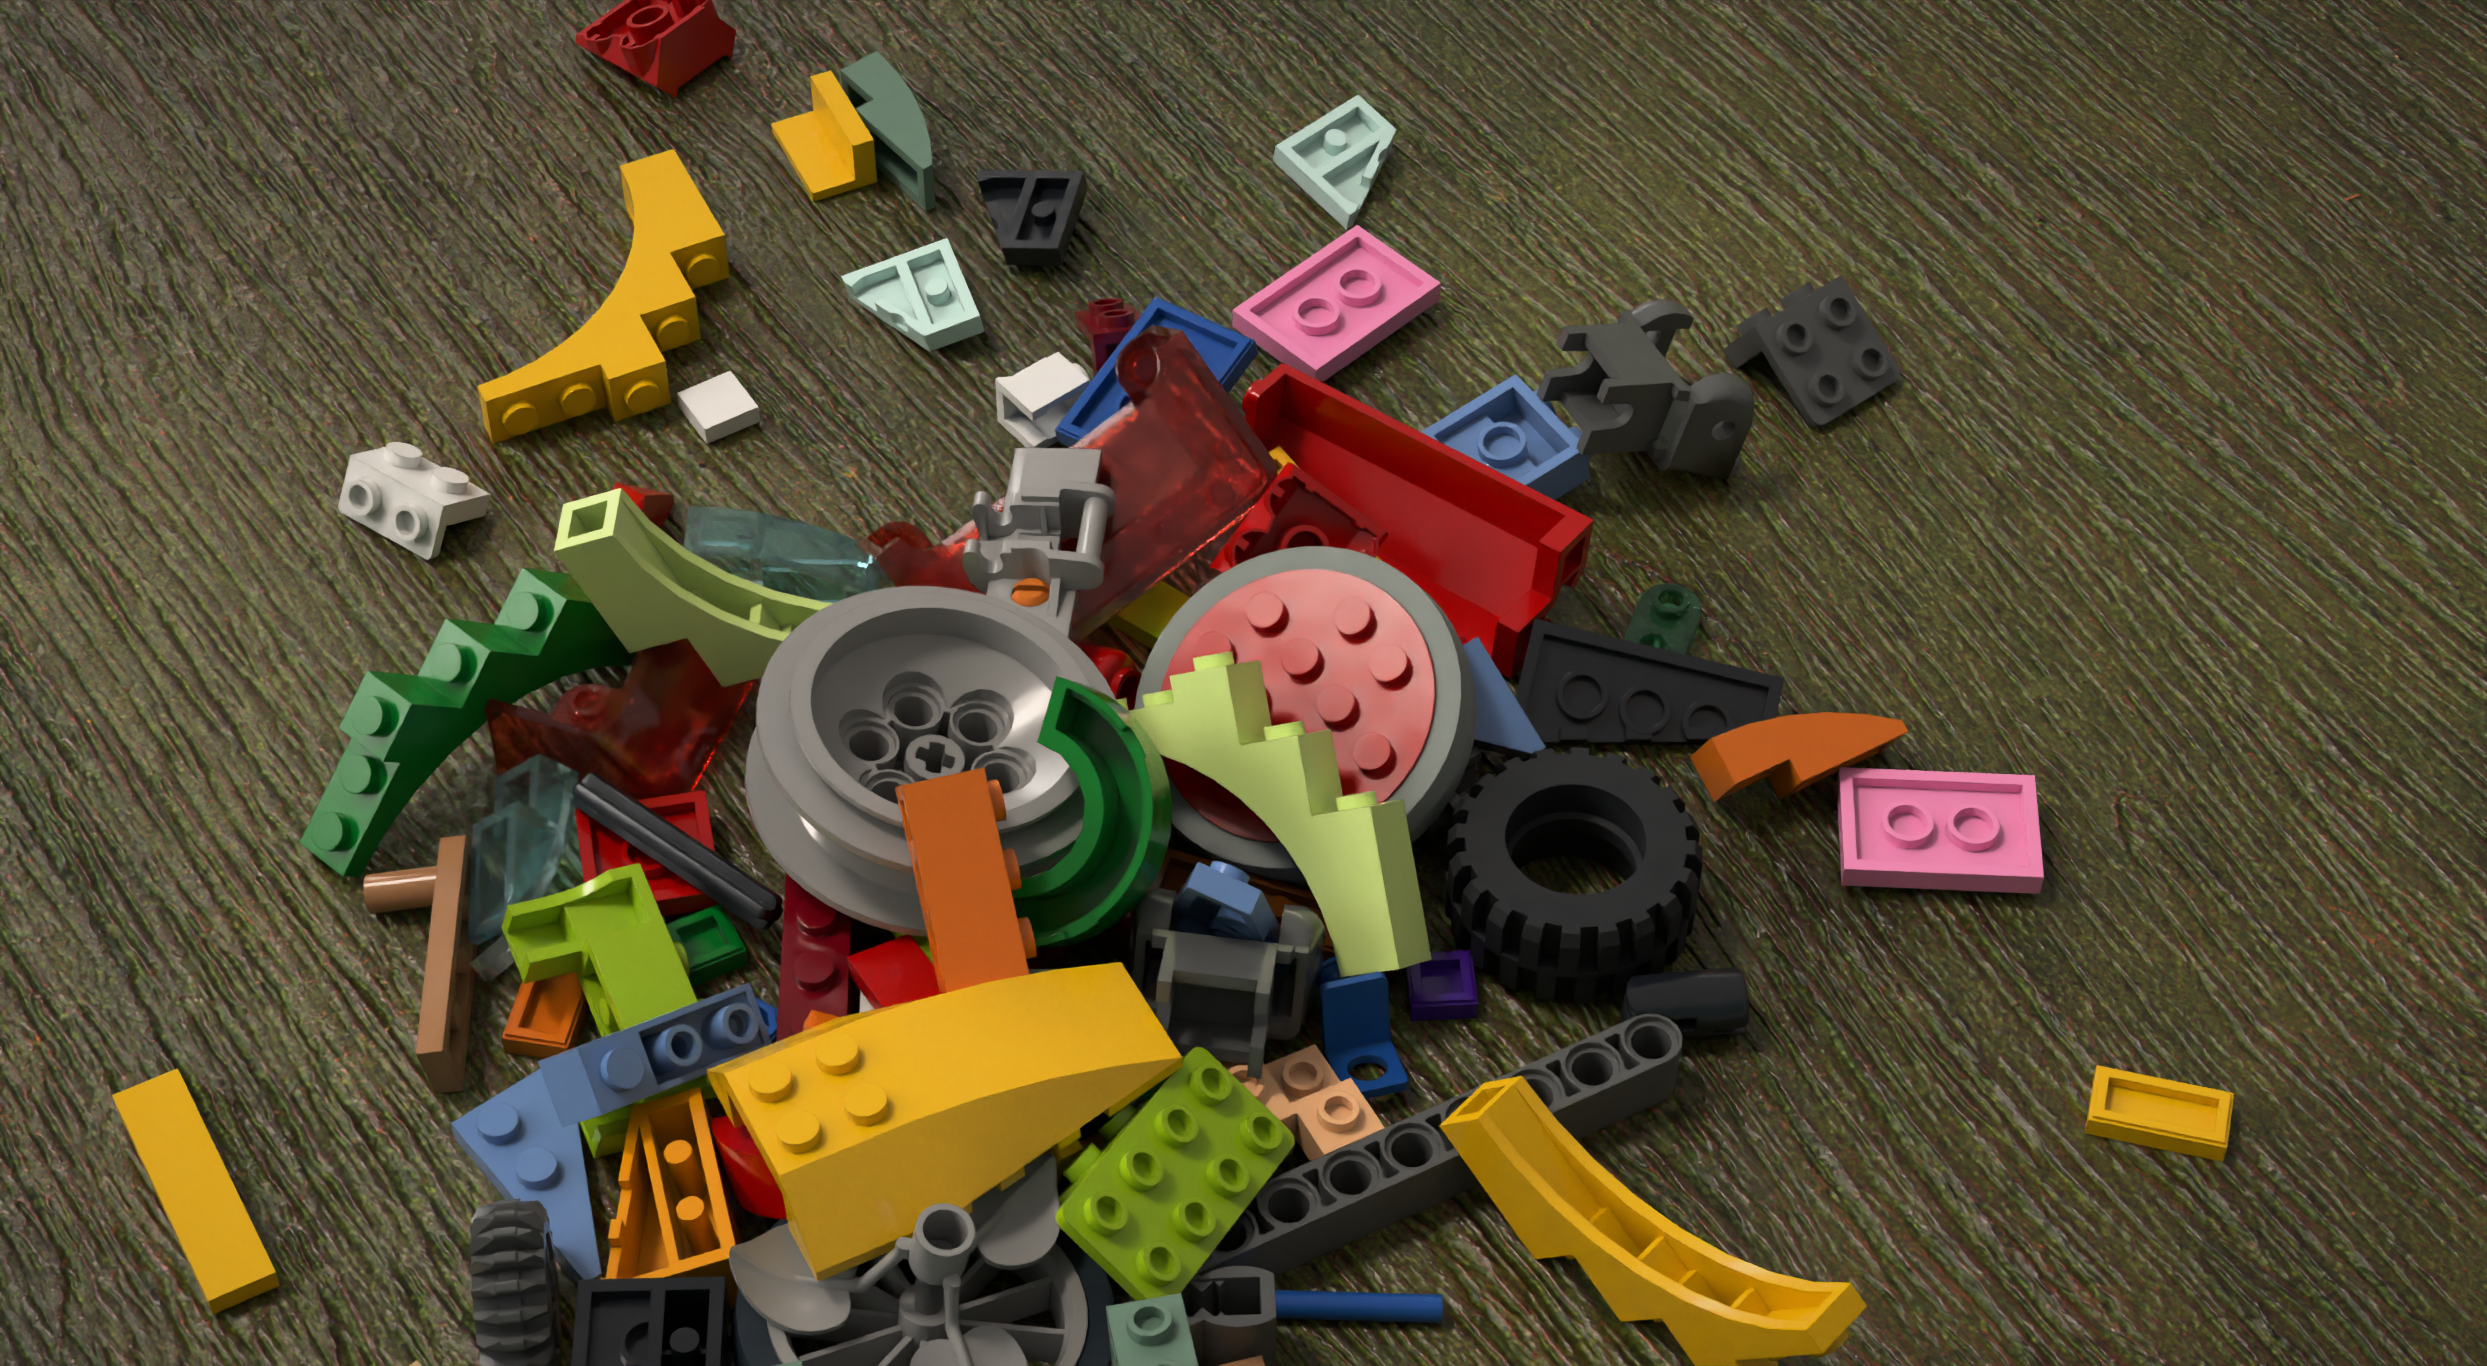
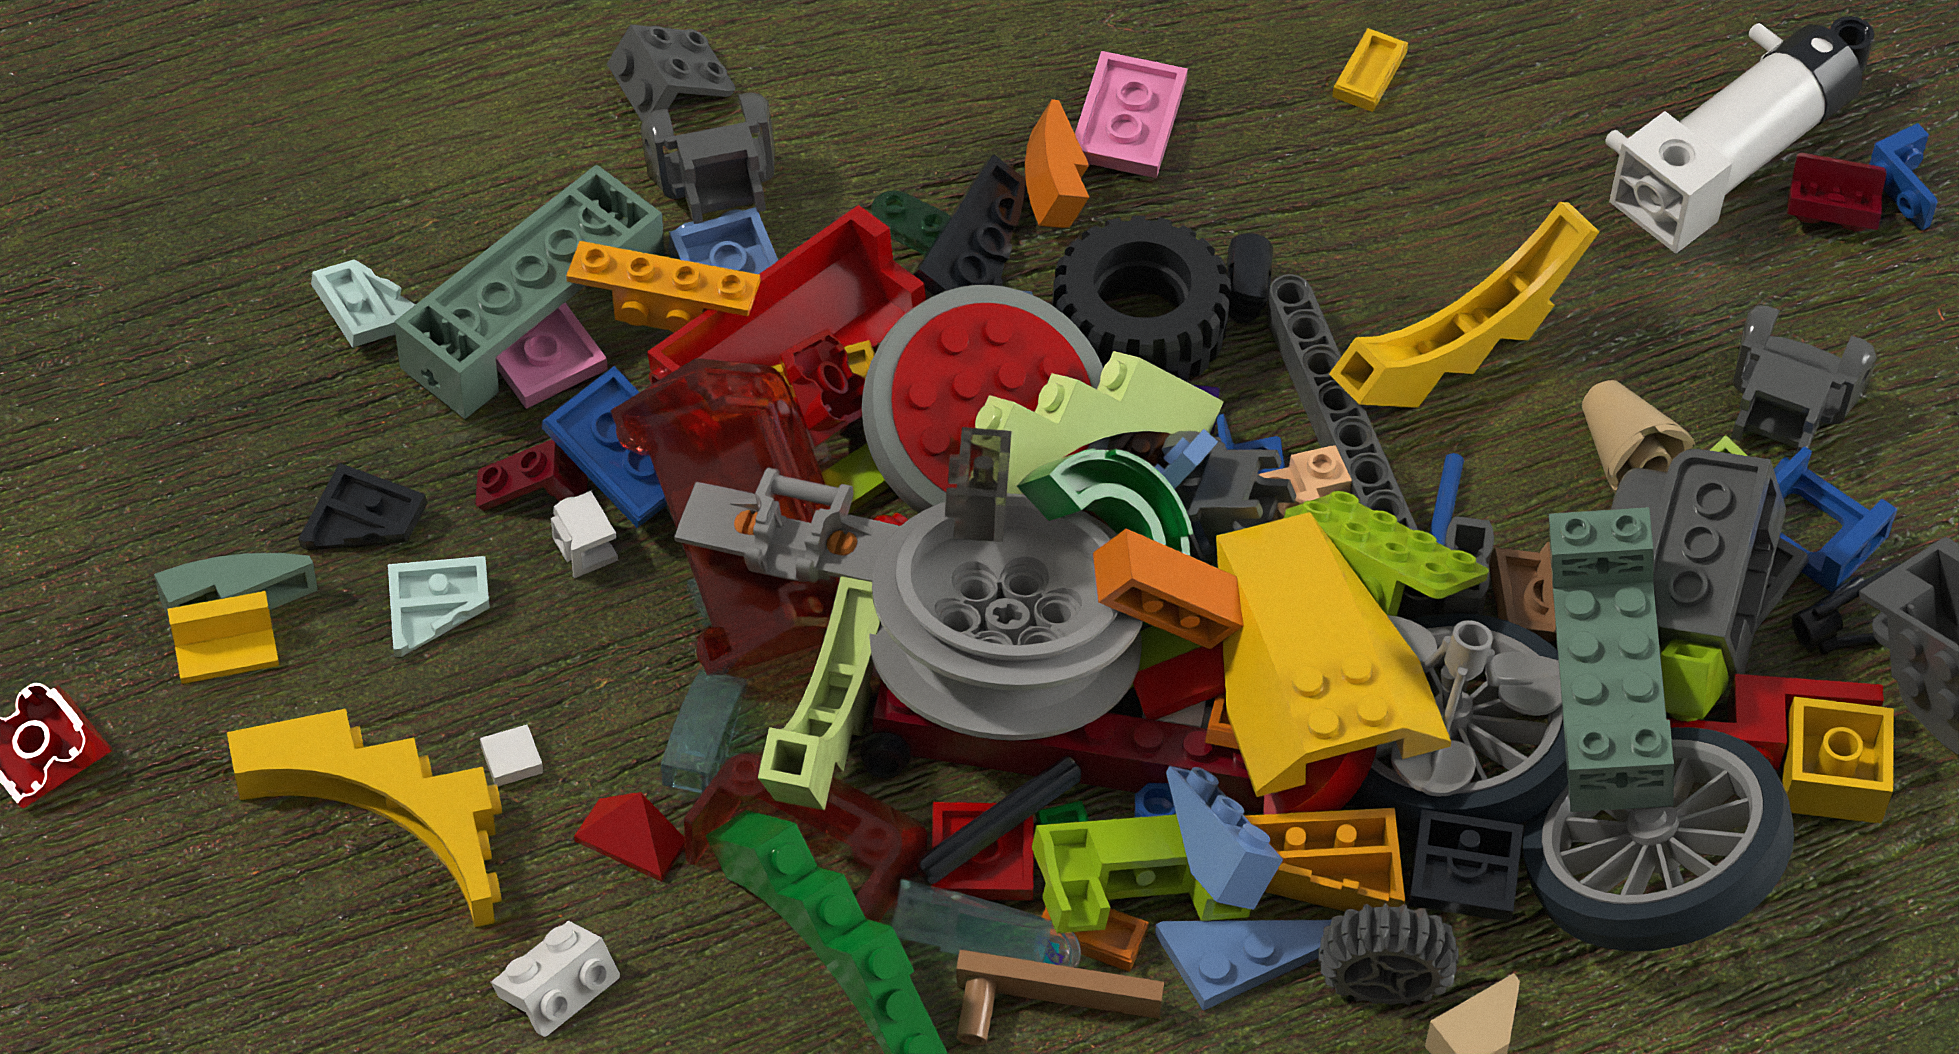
camera: 80 degrees left, 5 degrees up
(1062, 634) = (981, 483): none -> clear smoke brick
(1398, 356) = (660, 288): none -> light orange bracket
(1485, 289) = (512, 286): none -> sand green plate

